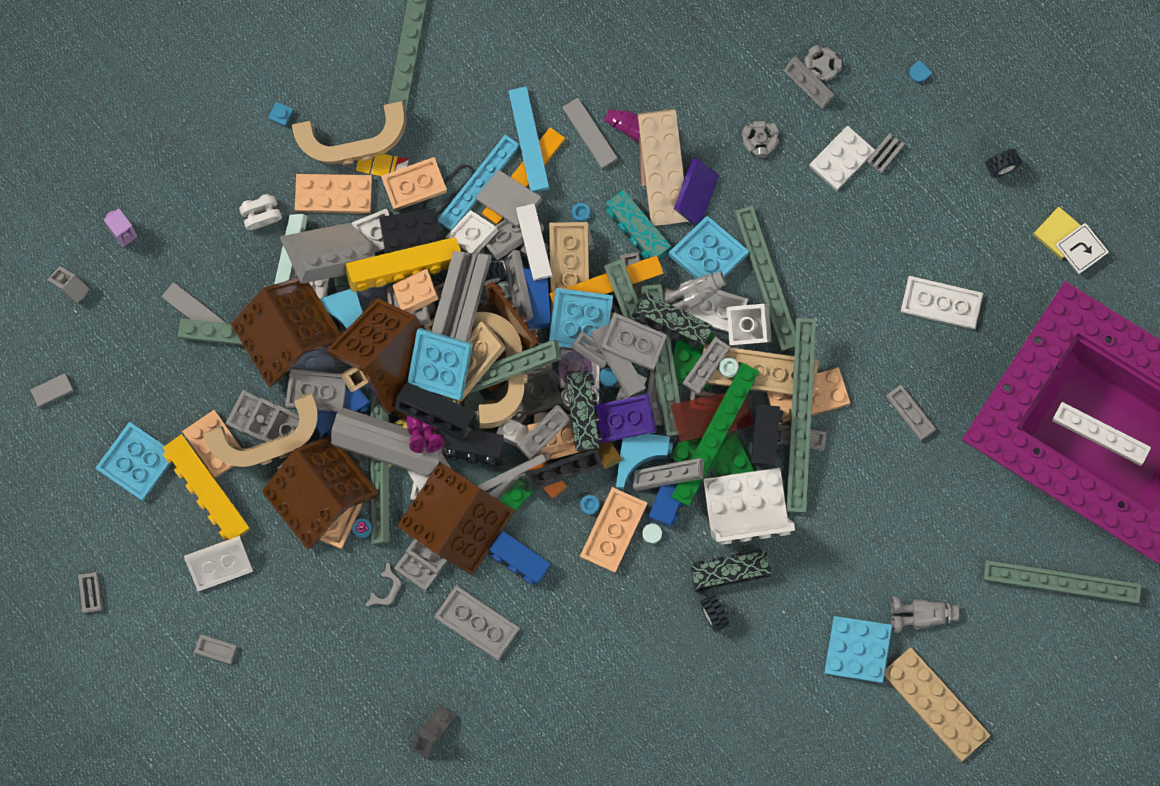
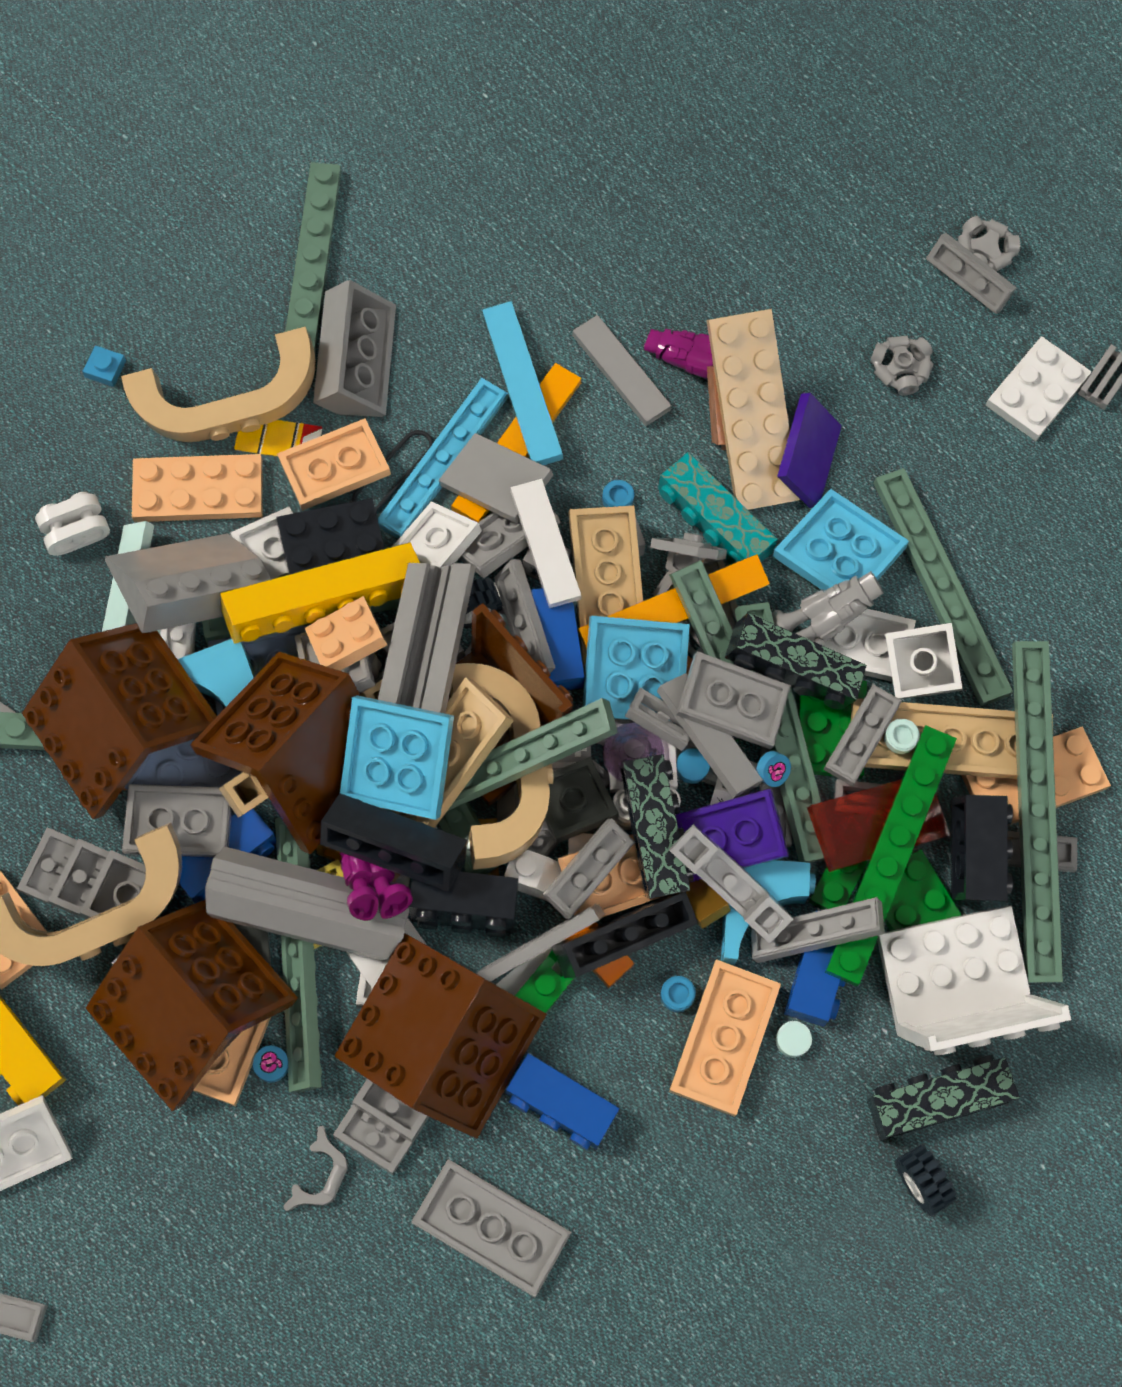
camera: 10 degrees left, 5 degrees down
(430, 114) = (354, 351): none -> light grey slope
(615, 250) = (683, 553): none -> light grey piece
(622, 445) = (731, 883): none -> light grey slope
(653, 382) = (774, 768): none -> dark azure tile

